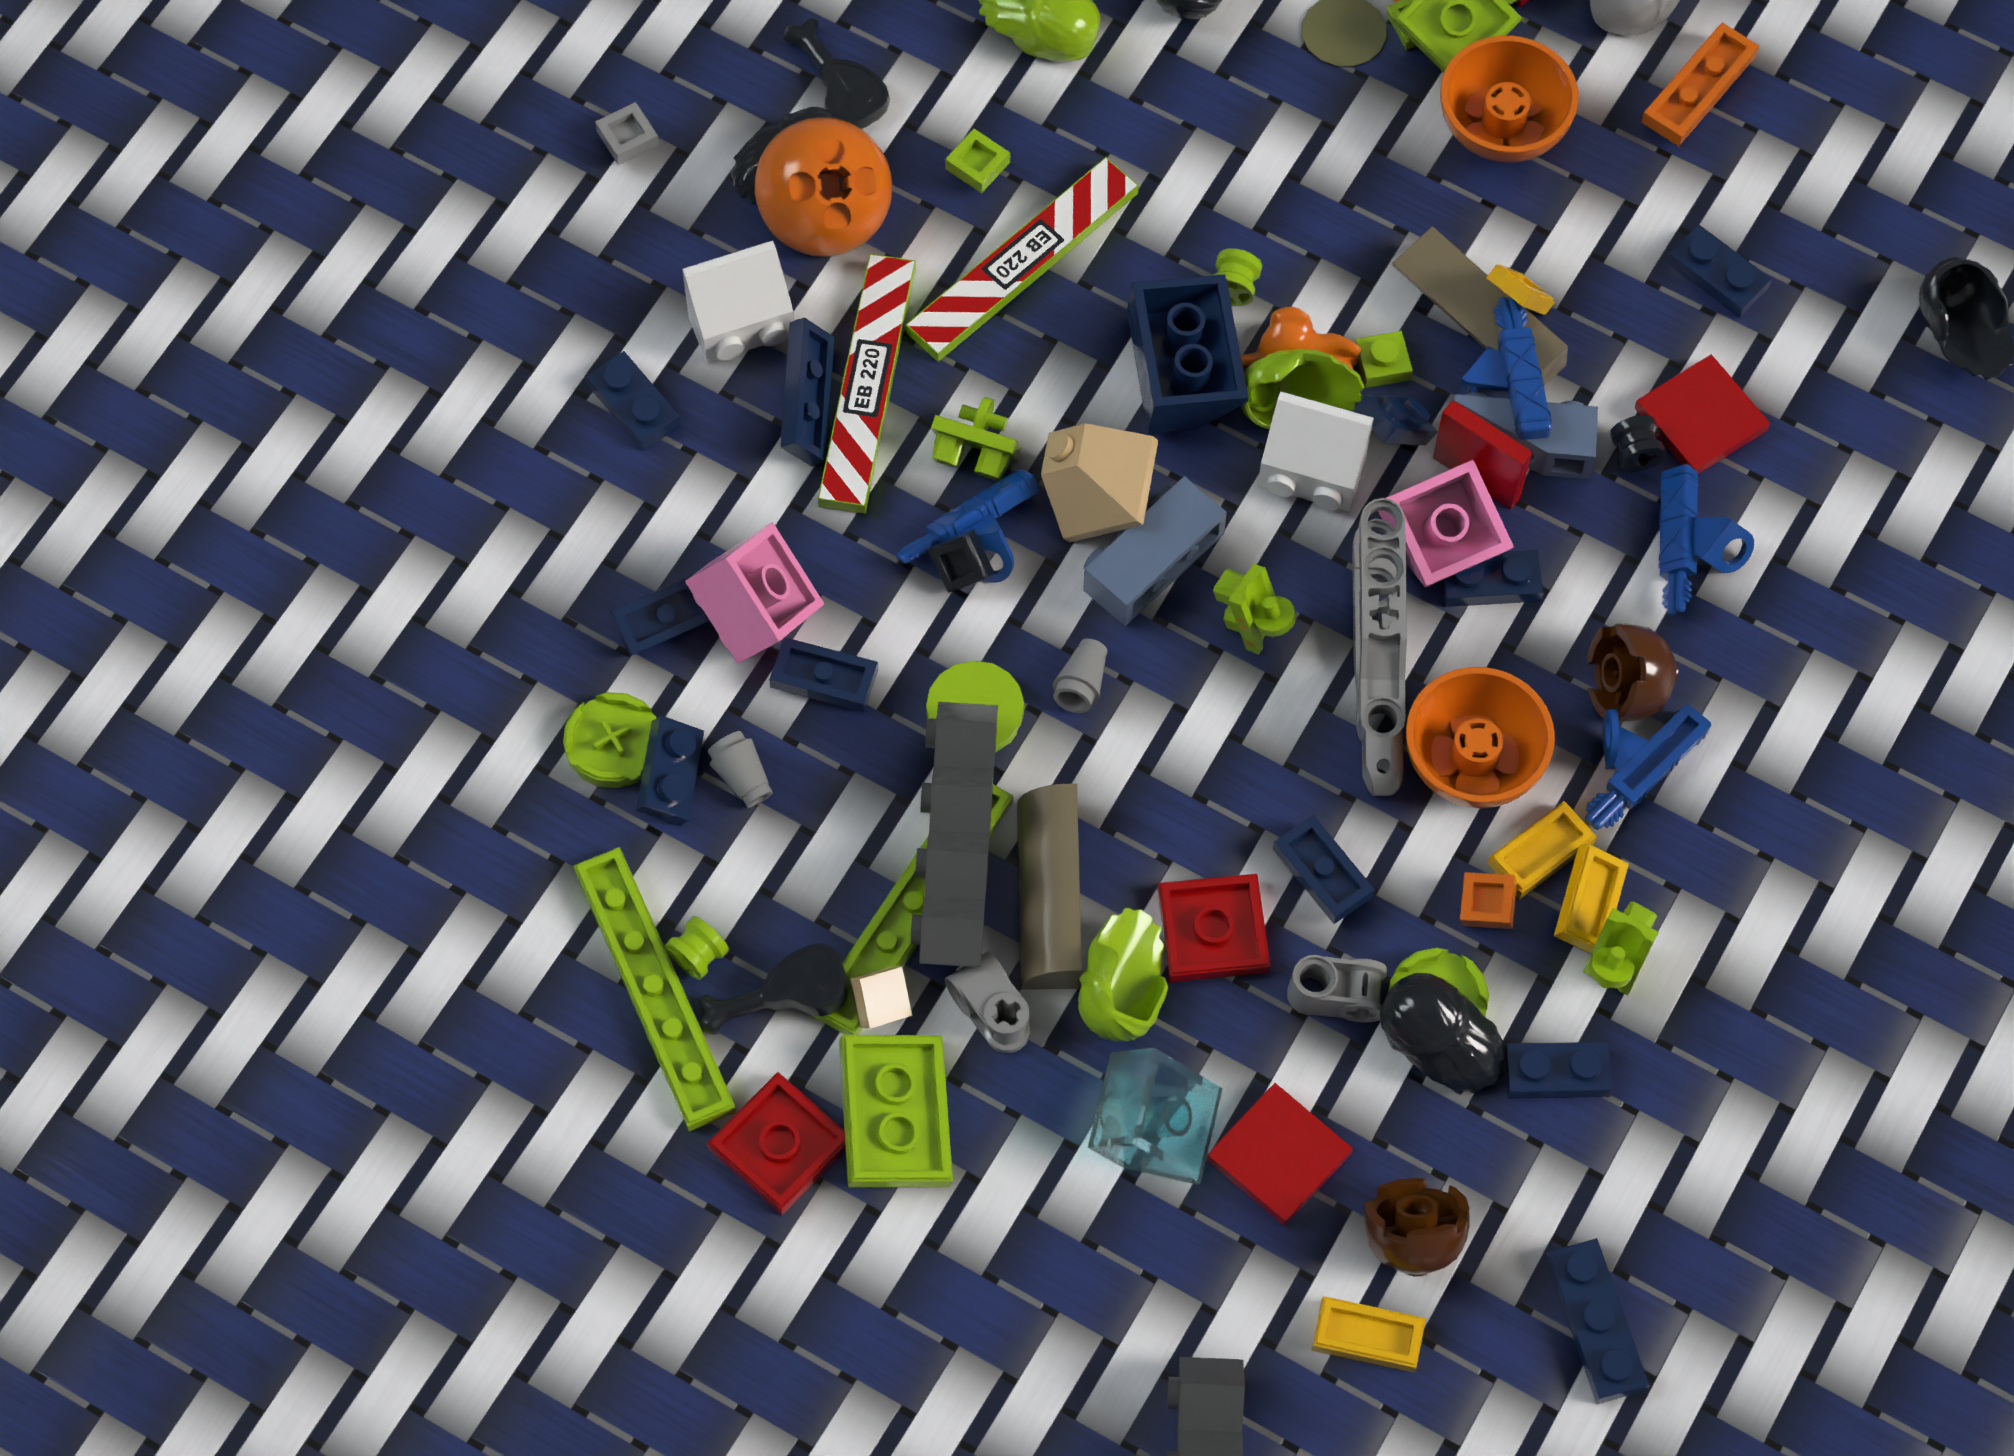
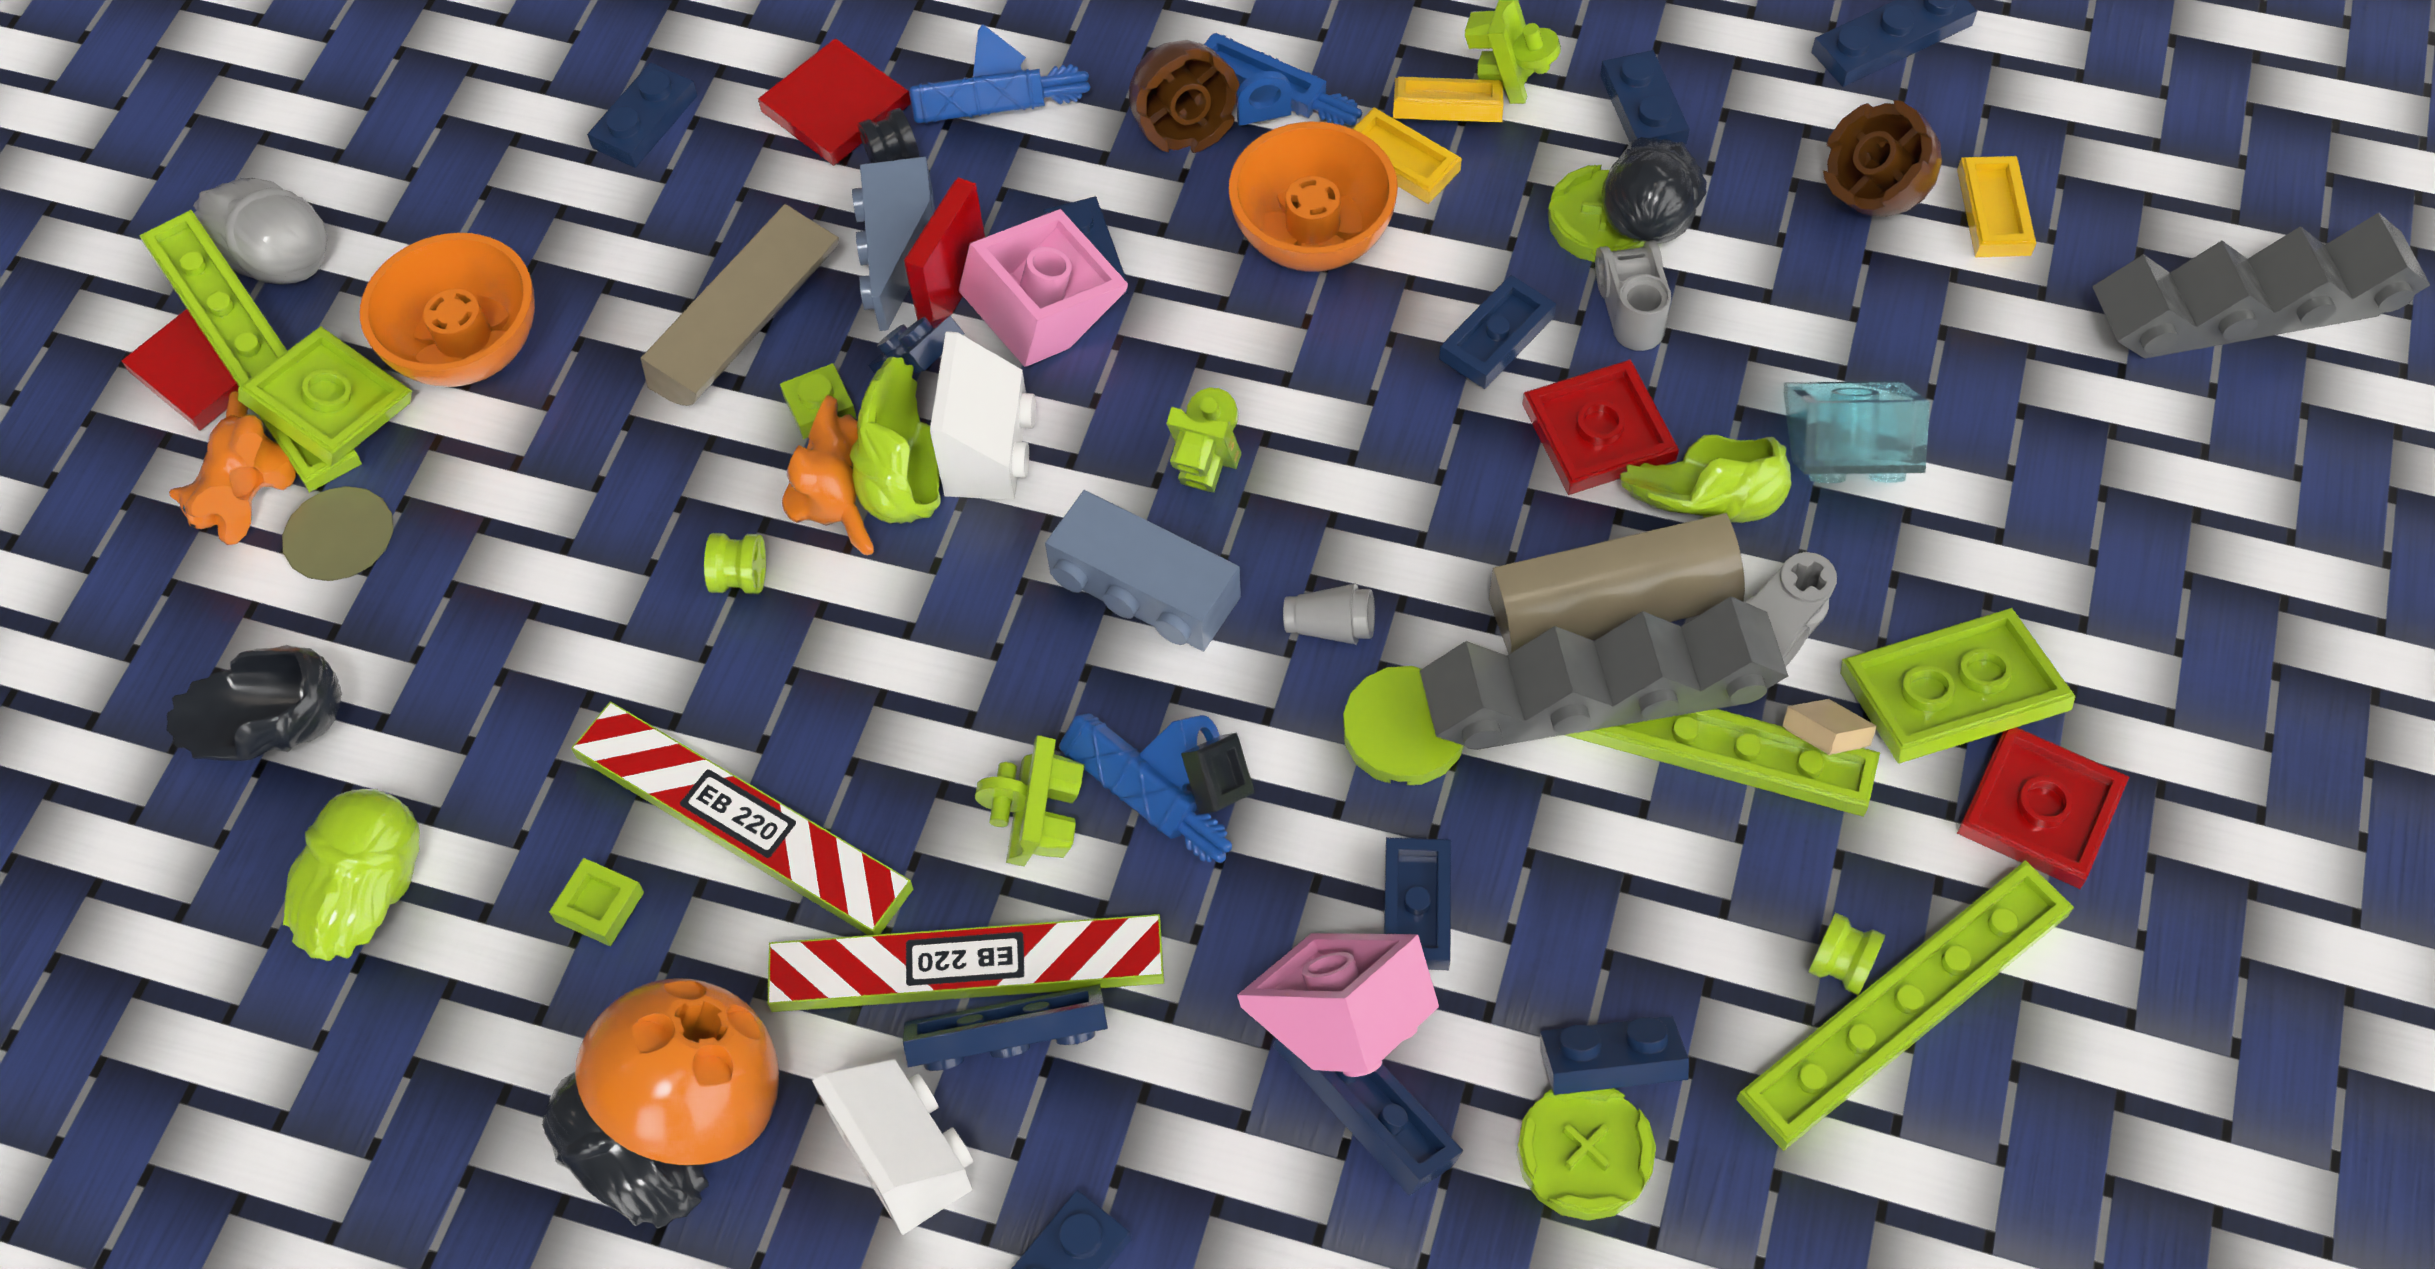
camera: 100 degrees left, 5 degrees down
(740, 767) = (1578, 971): light grey cone -> none
(804, 980) = (1839, 816): black piece -> none
(852, 89) = (494, 1098): black piece -> none
(1098, 479) = (1073, 632): tan slope -> none
(1185, 352) = (865, 582): dark blue slope -> none
(1279, 1154) = (1838, 315): red tile -> none
(1380, 651) = (1234, 316): light grey piece -> none
(1488, 900) = (1483, 180): orange plate -> none
(1513, 370) = (830, 247): blue piece -> none
(1521, 289) = (714, 258): yellow tile -> none
(1700, 84) = (393, 160): orange plate -> none

